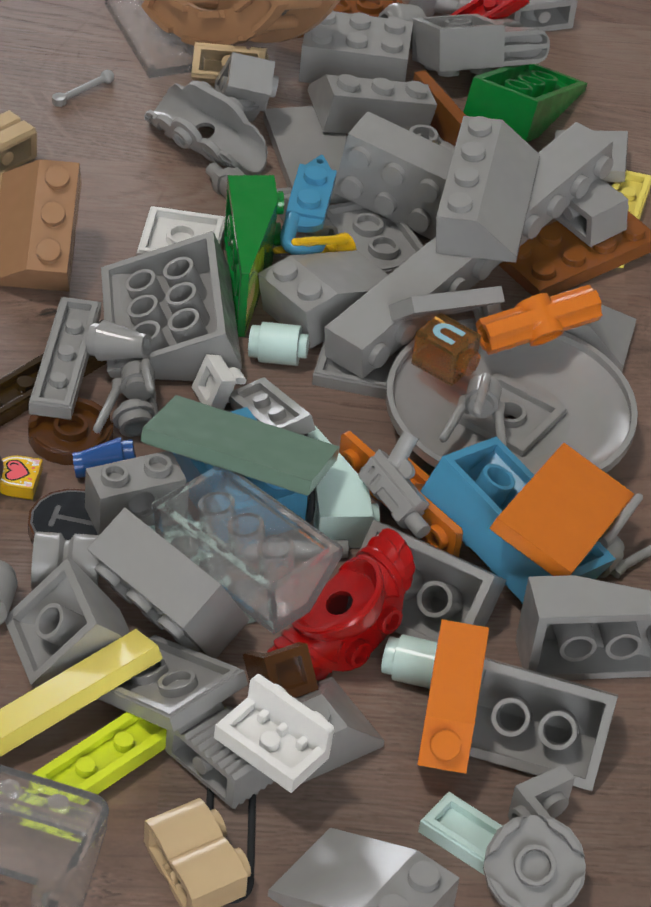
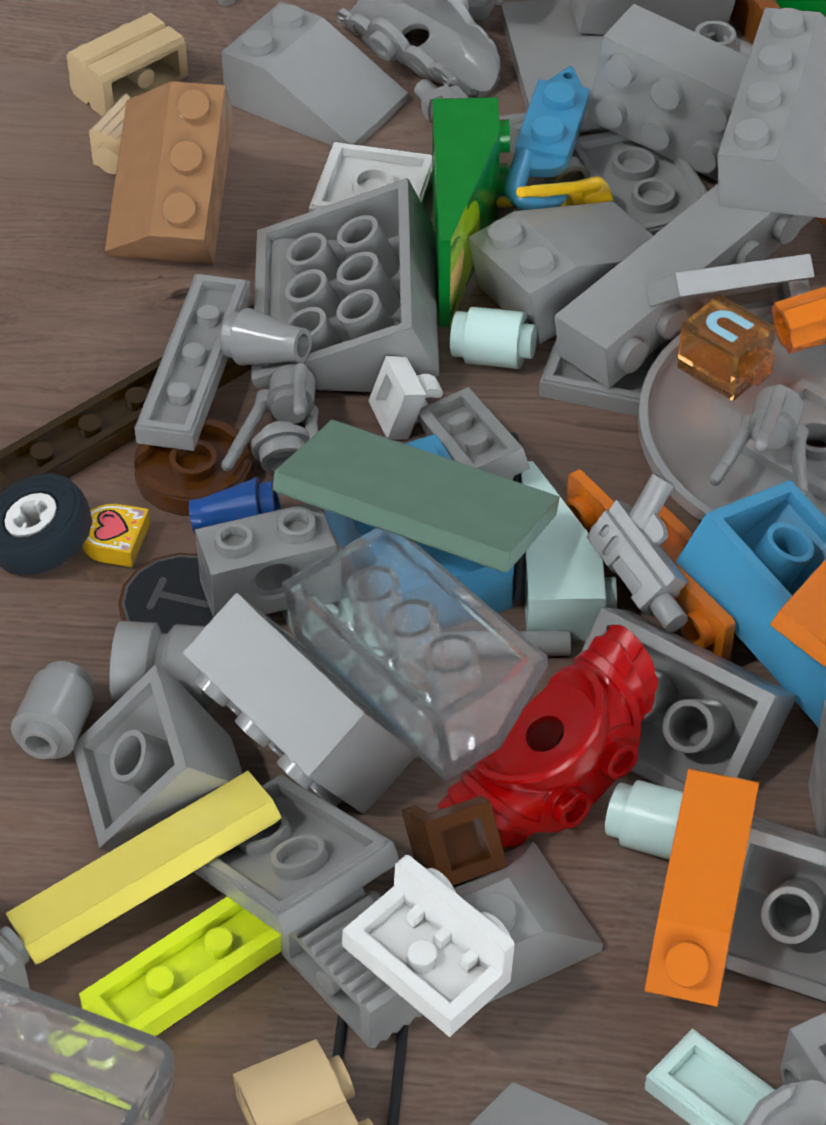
camera: 10 degrees right, 5 degrees up
(130, 160) = (309, 78): none -> light grey slope

